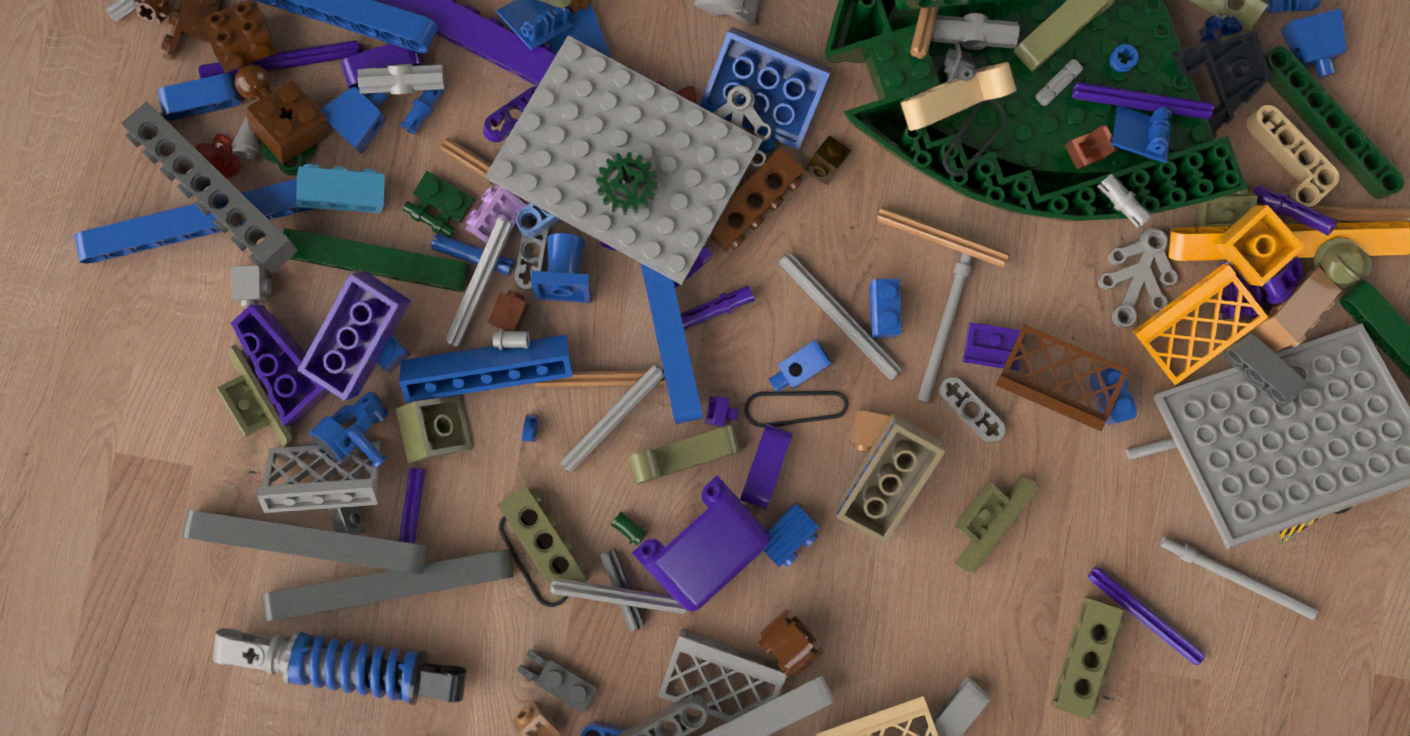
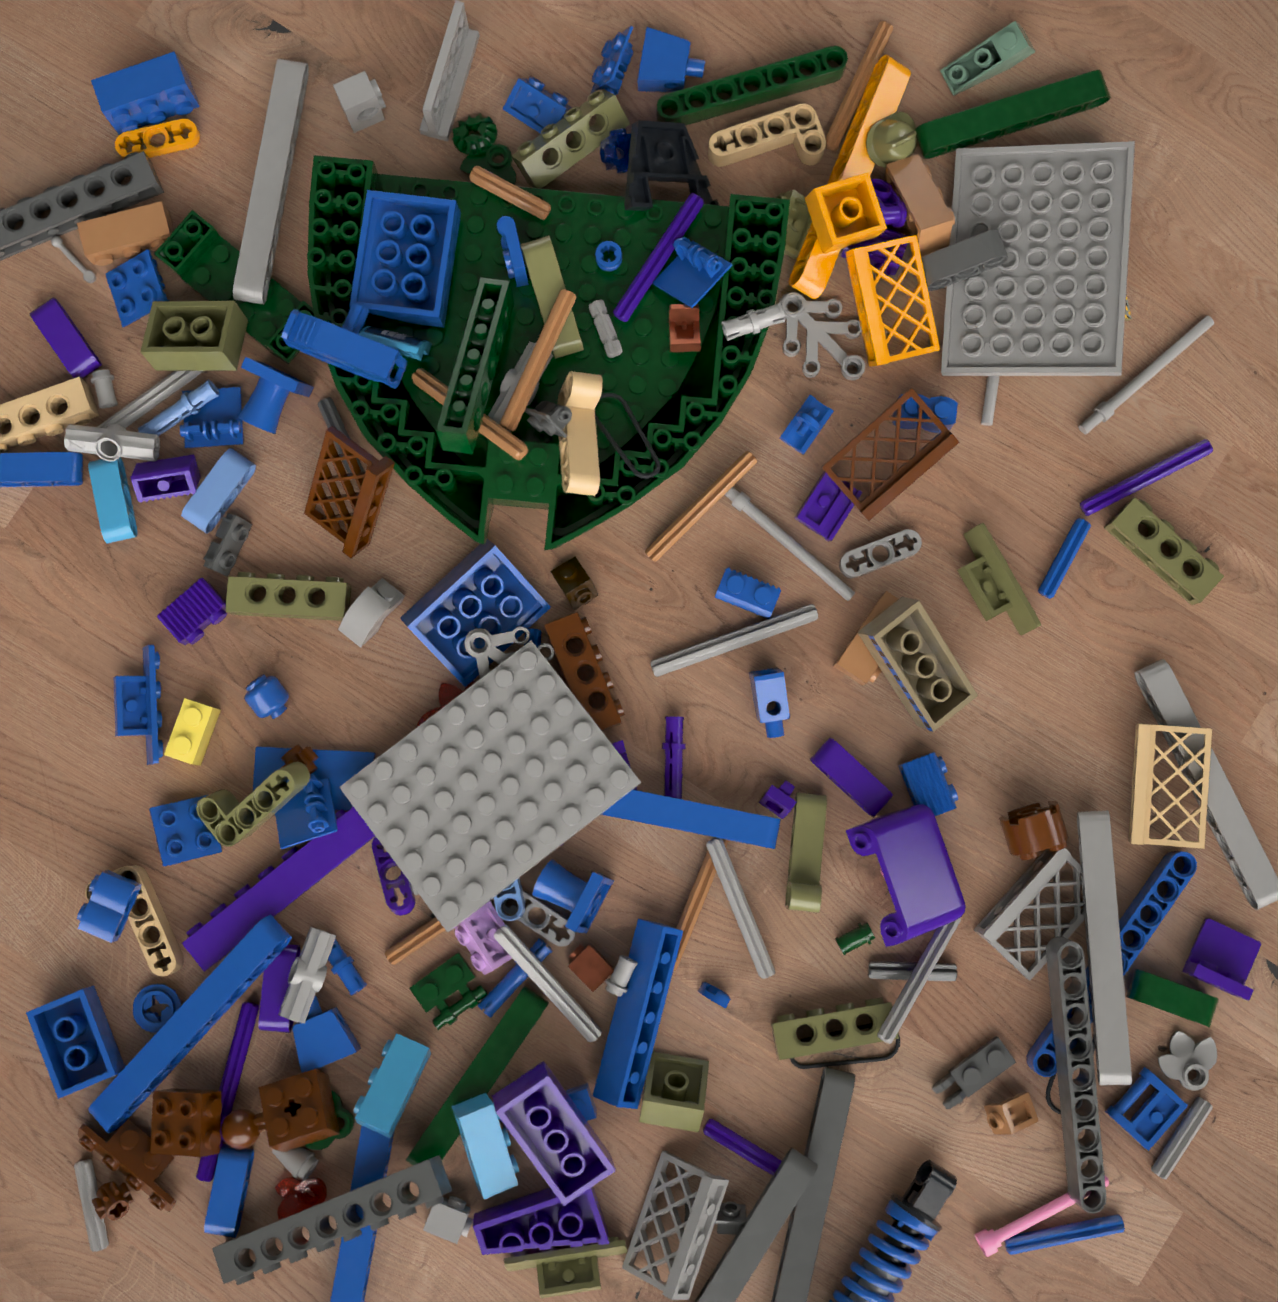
camera: 65 degrees left, 0 degrees up
(320, 288) = (486, 1145): none -> brick
(340, 442) = (653, 1190): blue piece -> none
(616, 186) = (521, 779): dark green gear -> none
(806, 393) = (817, 732): black piece -> none
(1005, 32) = (538, 360): none -> medium nougat axle
(1041, 572) = (1064, 558): none -> blue axle
(1055, 296) = (806, 424): none -> blue hips
(1284, 205) = (829, 156): dark purple pin -> none

